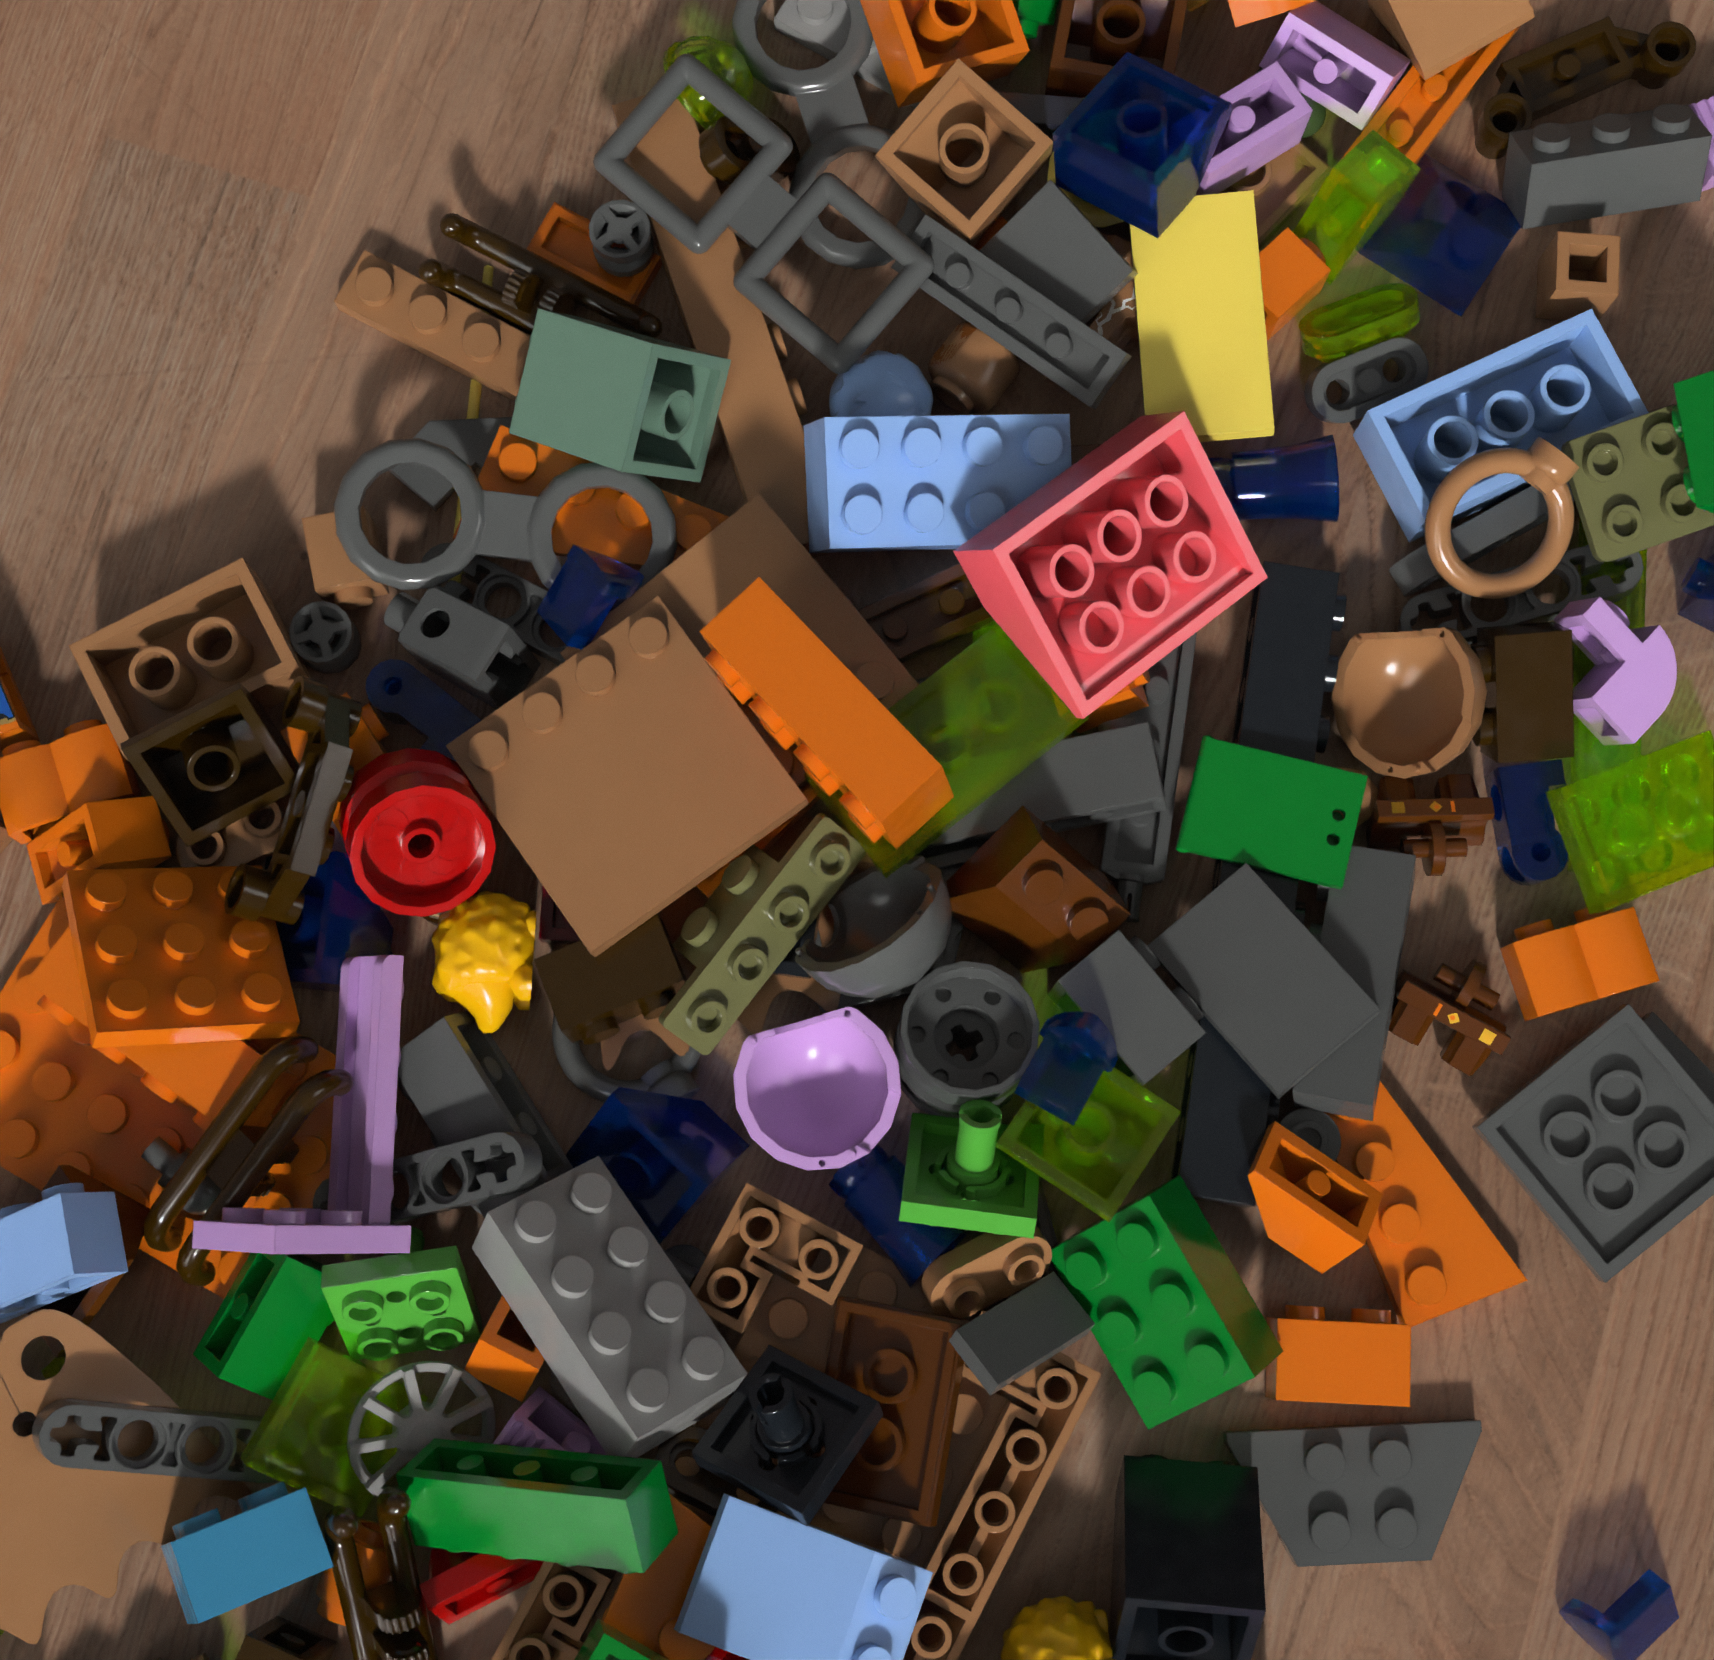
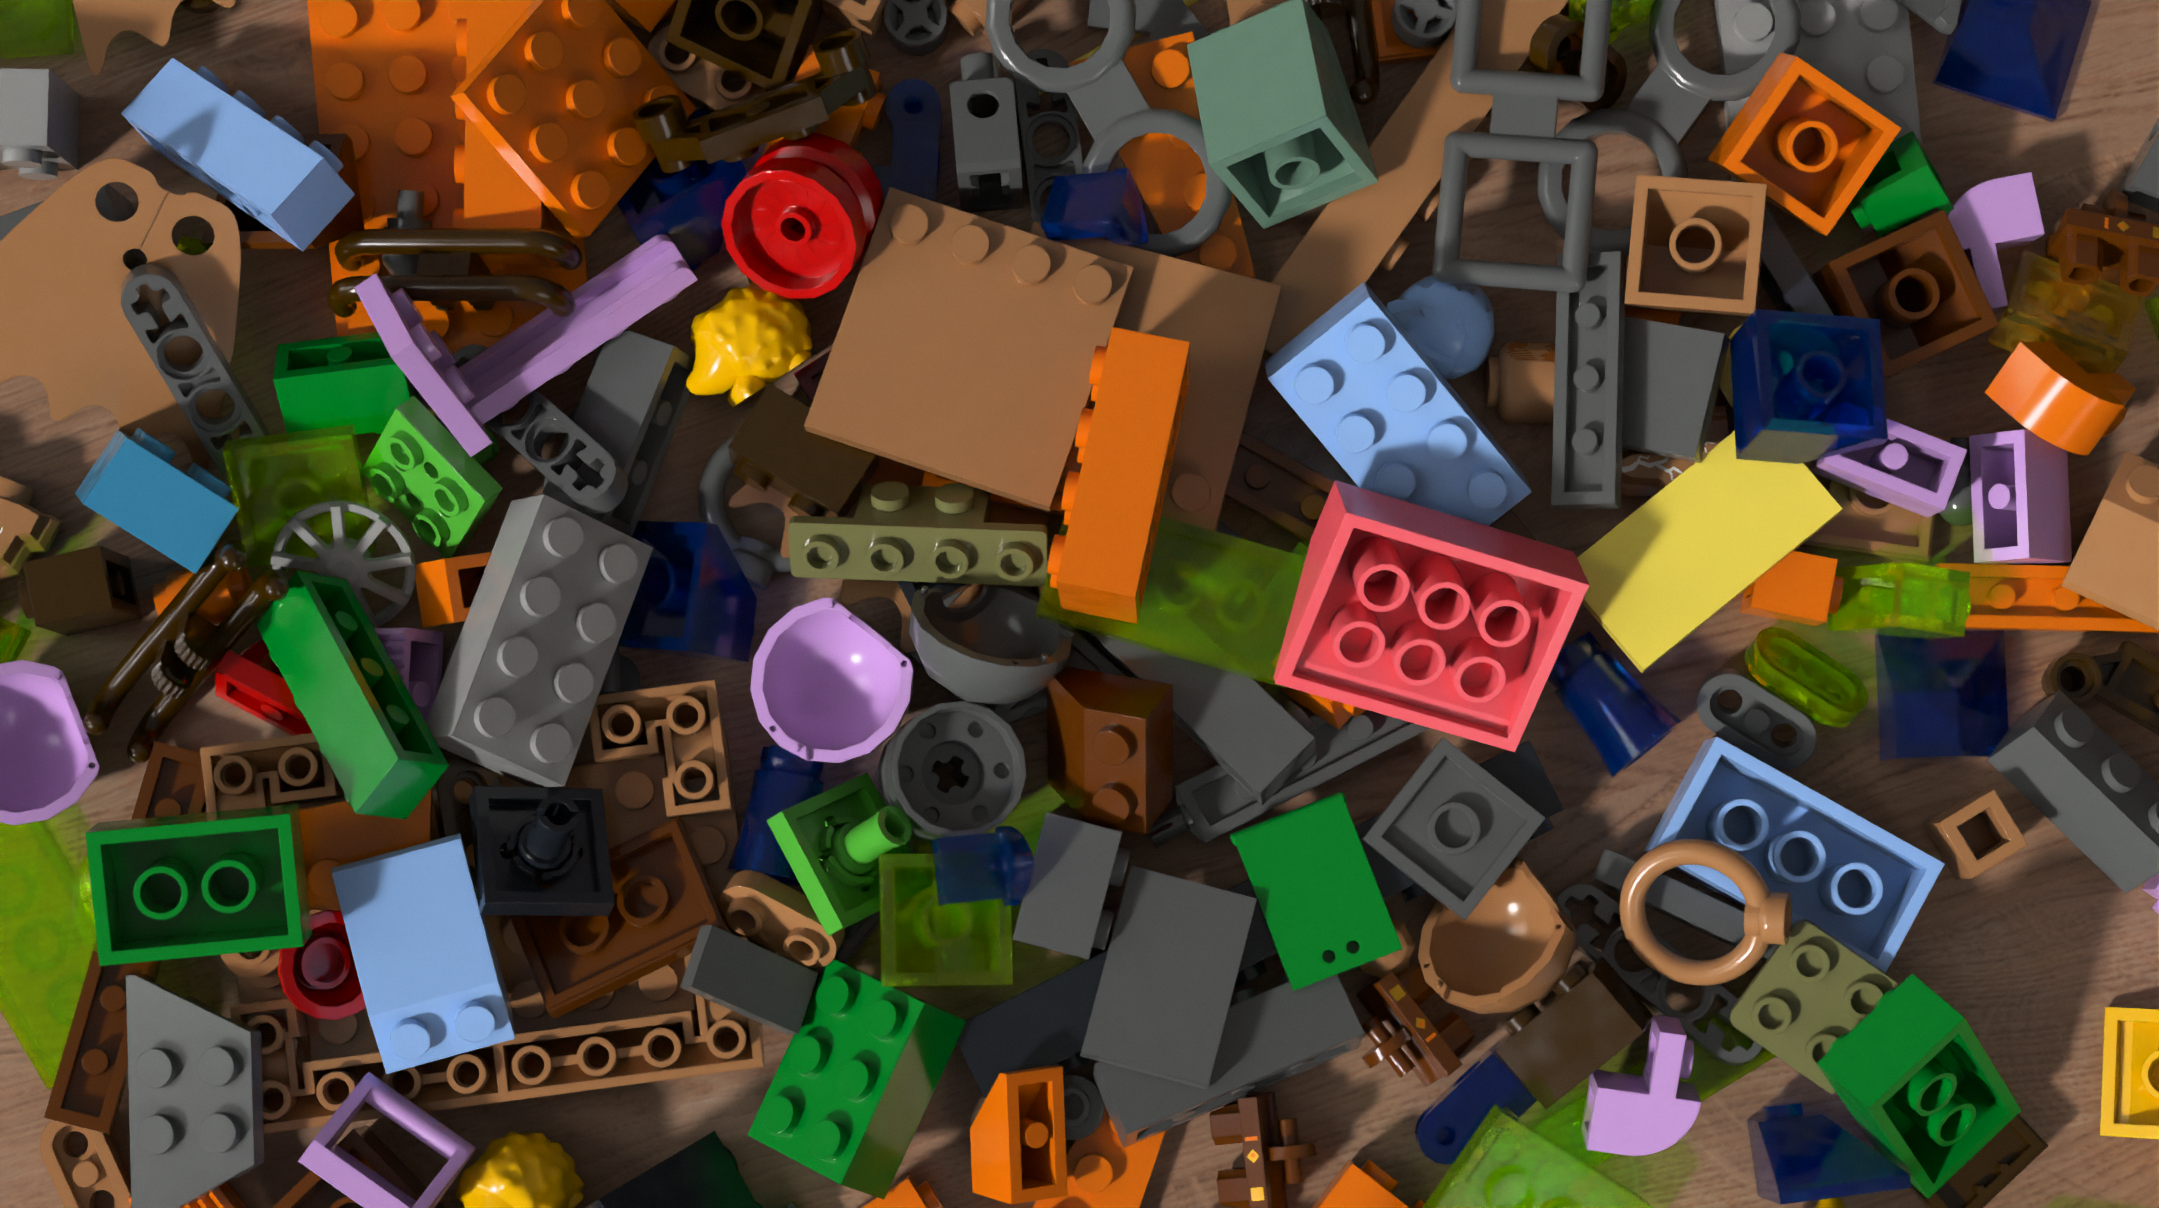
camera: 50 degrees right, 5 degrees up
(1296, 668) = (1453, 828): none -> dark grey tile

